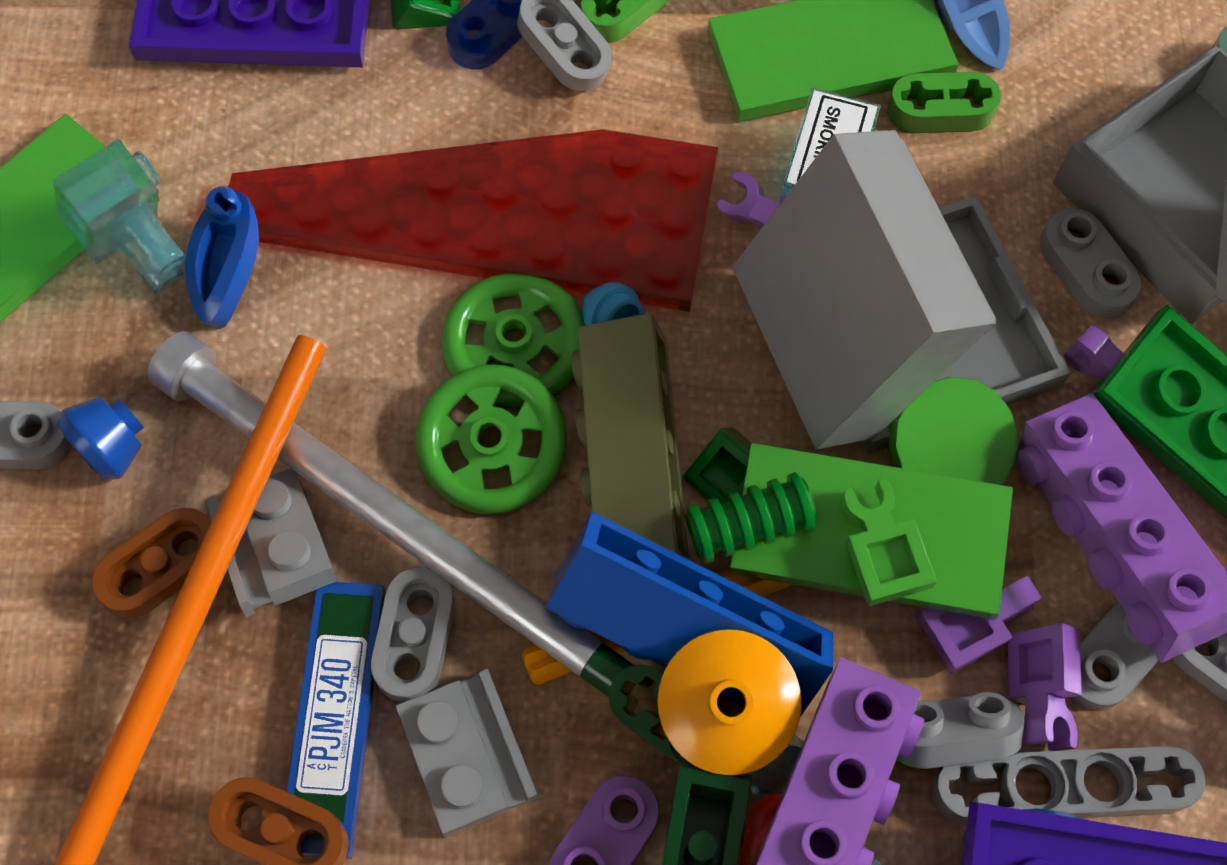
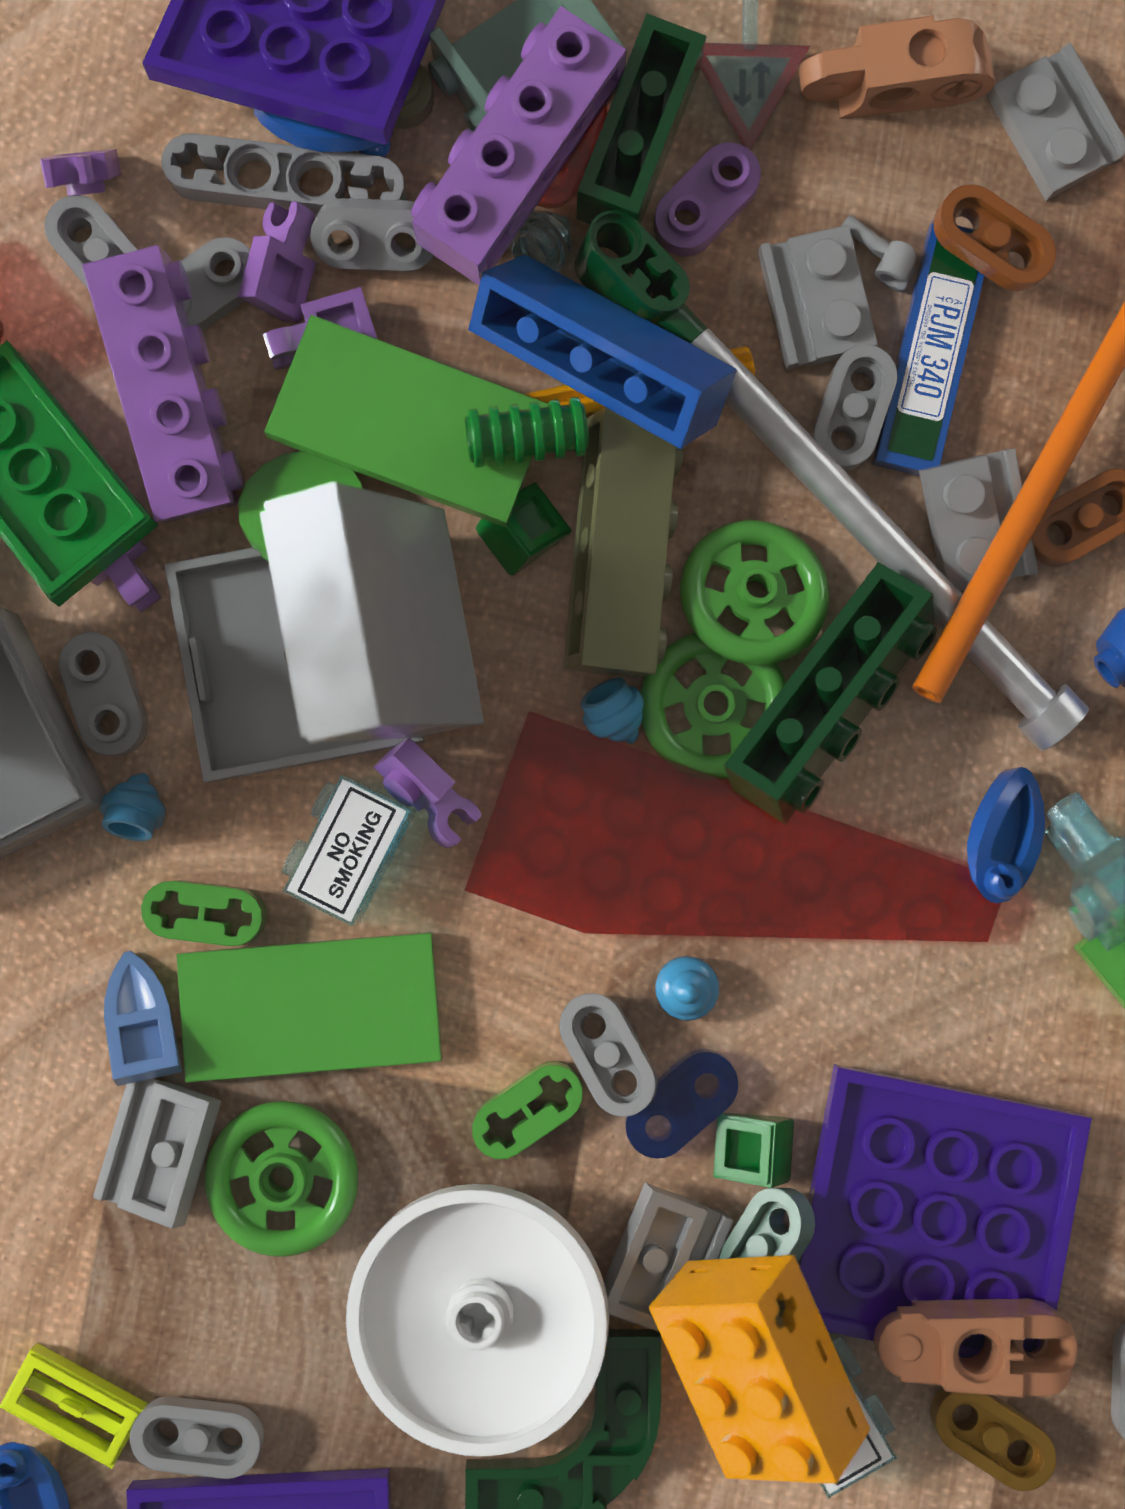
camera: 170 degrees left, 20 degrees up
(383, 805) = (896, 257): none -> light grey hand
(404, 338) = (832, 694): none -> dark green brick
(502, 102) = (687, 988): none -> dark azure plate
(691, 711) = (581, 277): light orange dish -> none
(886, 554) = (404, 376): bright green plate -> none
(1033, 171) = (133, 809): none -> dark azure plate

